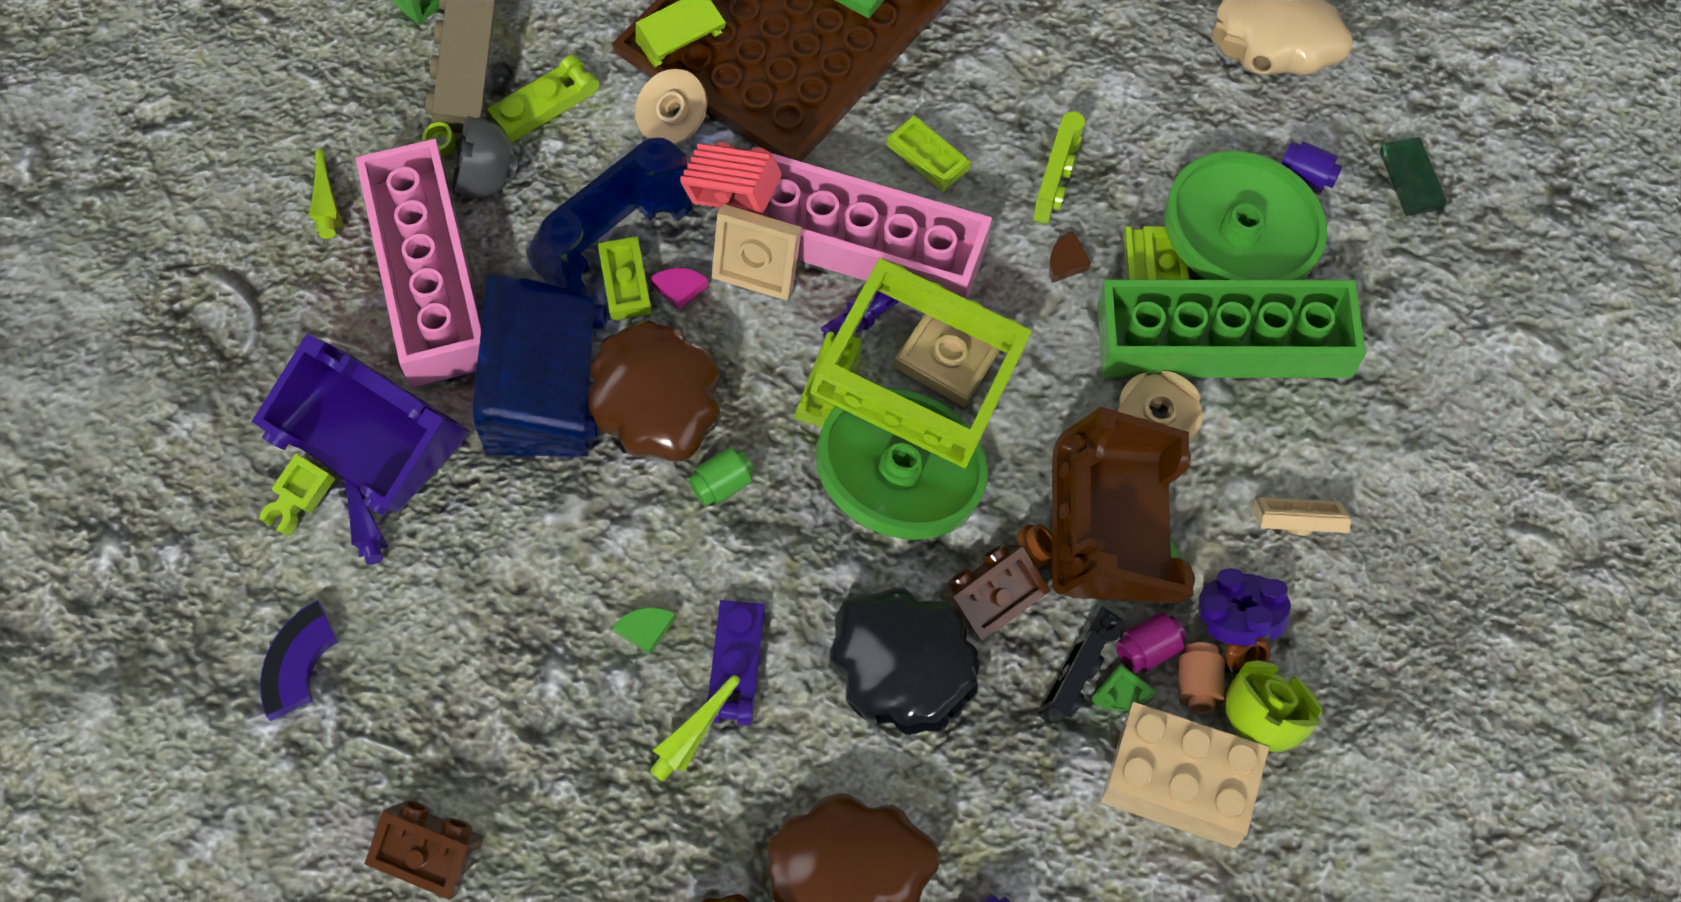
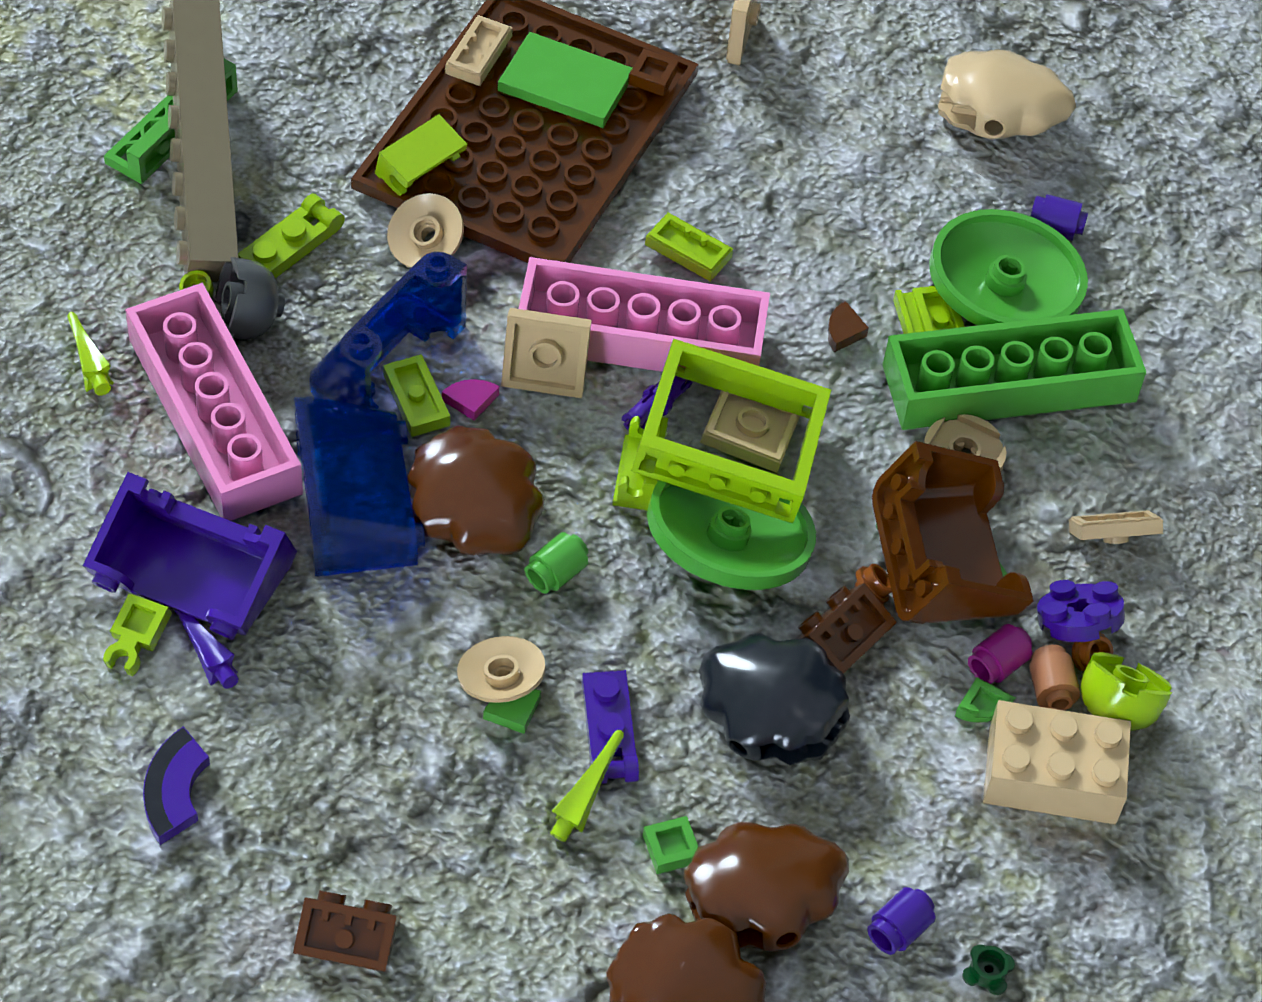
camera: 15 degrees left, 10 degrees down
(636, 573) = (501, 669): none -> tan dish
(731, 177) = (511, 281): coral brick -> none
(768, 801) = (670, 844): none -> bright green tile
(1059, 165) = (819, 243): lime plate -> none
(1080, 664) = (938, 684): black hinge -> none
(1412, 176) = (1154, 216): clear green tile -> none

